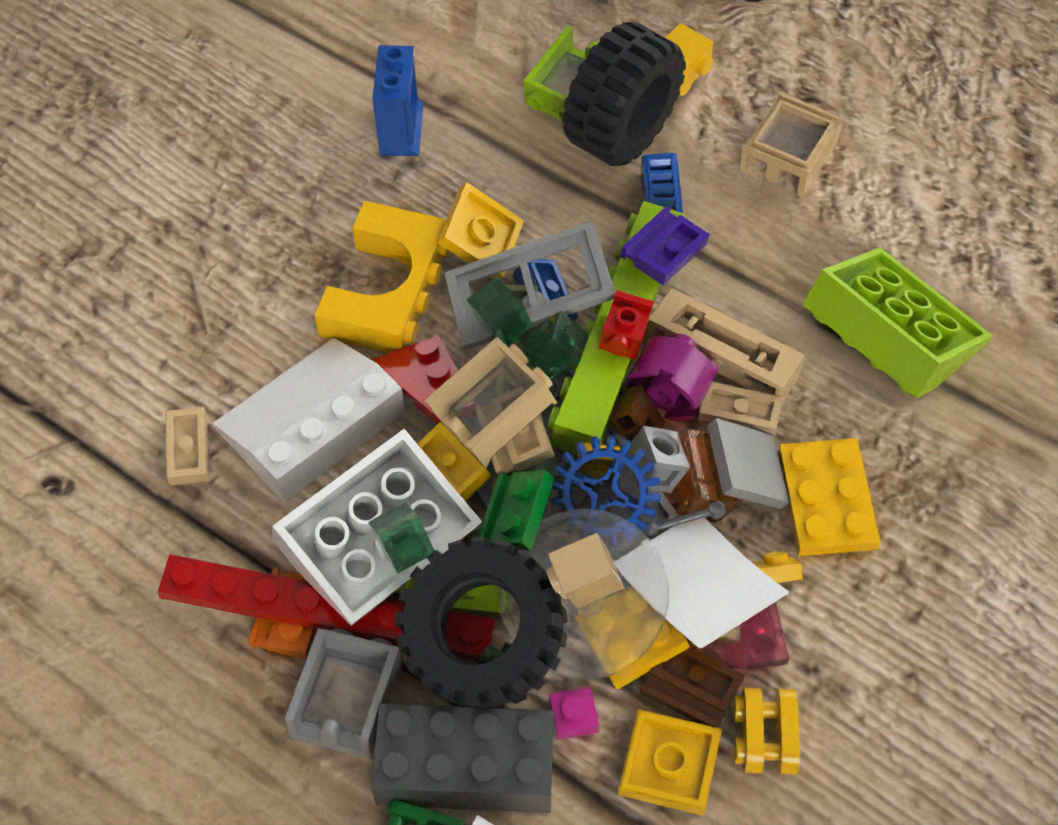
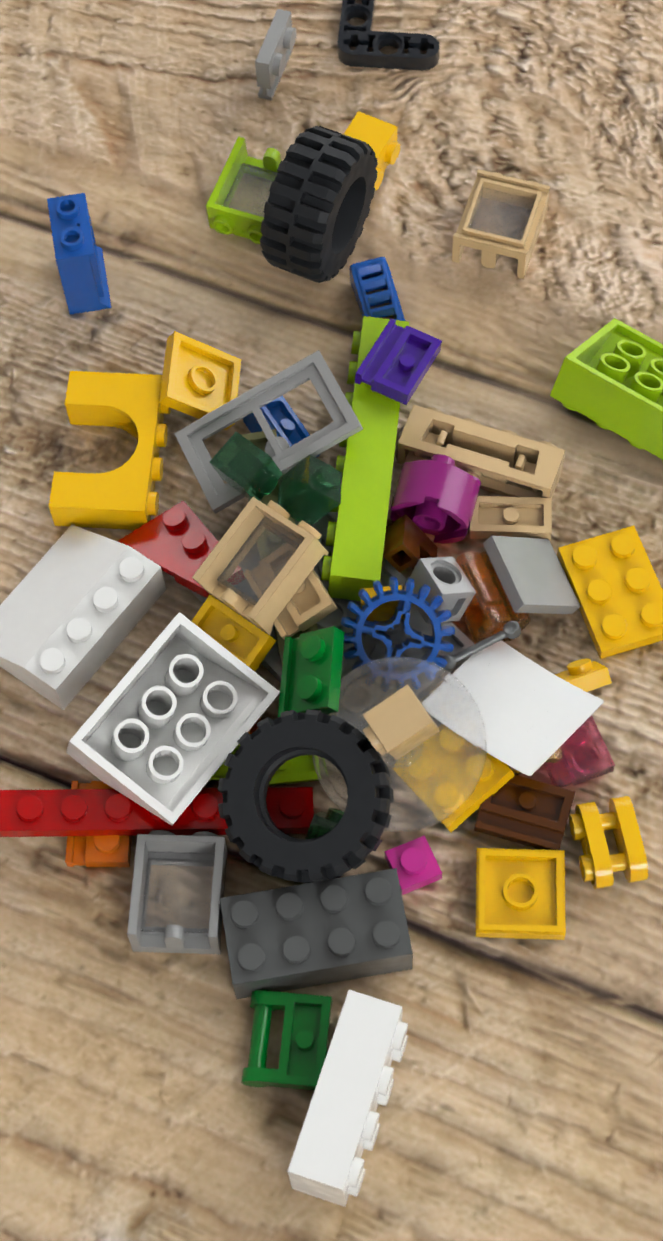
camera: 10 degrees left, 5 degrees up
(401, 537) = (206, 726): clear green brick -> none
(626, 325) = (379, 456): red brick -> none

